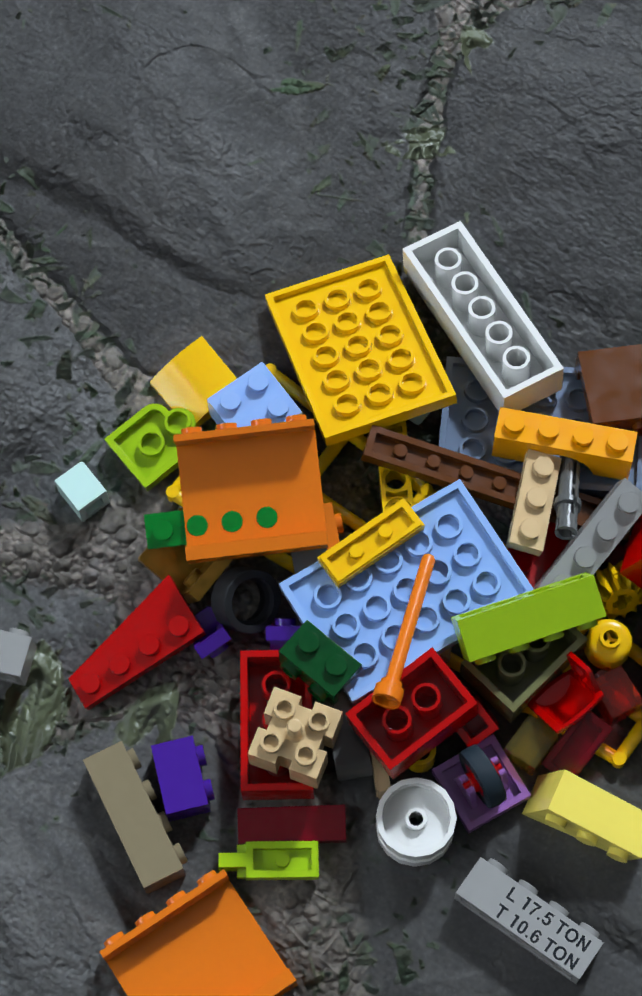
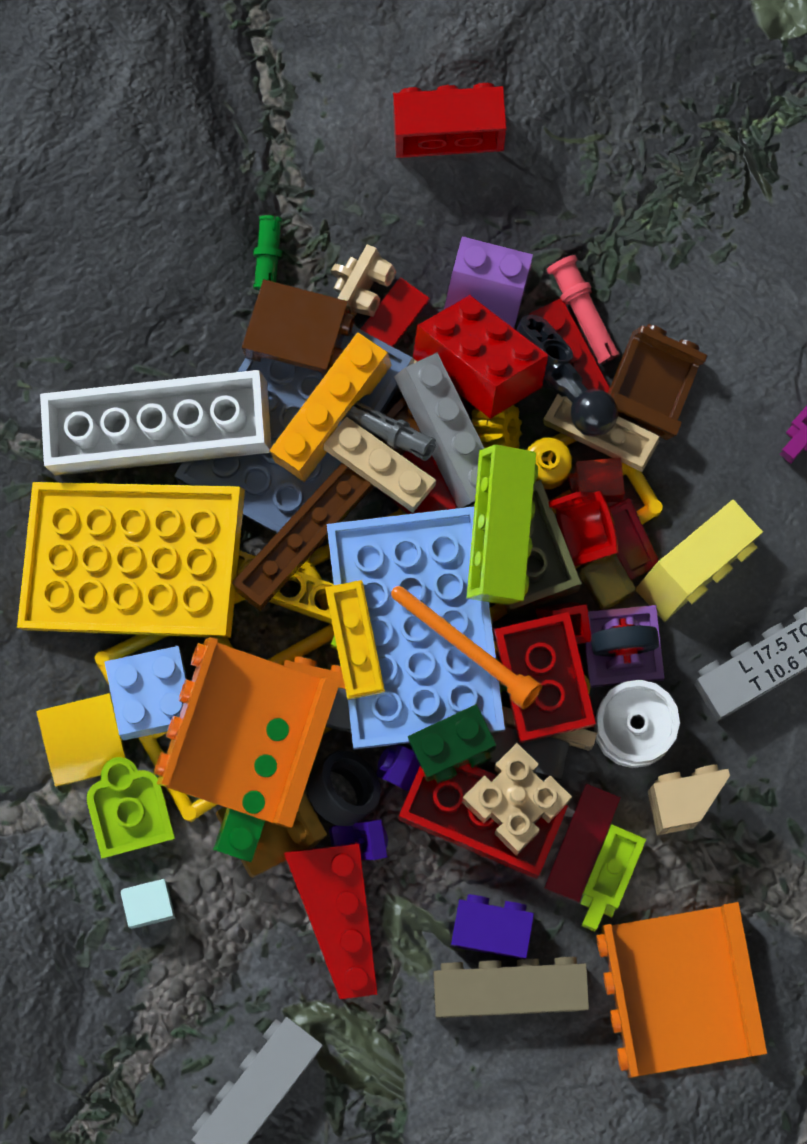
camera: 70 degrees left, 10 degrees up
(365, 894) = (683, 802): none -> tan slope

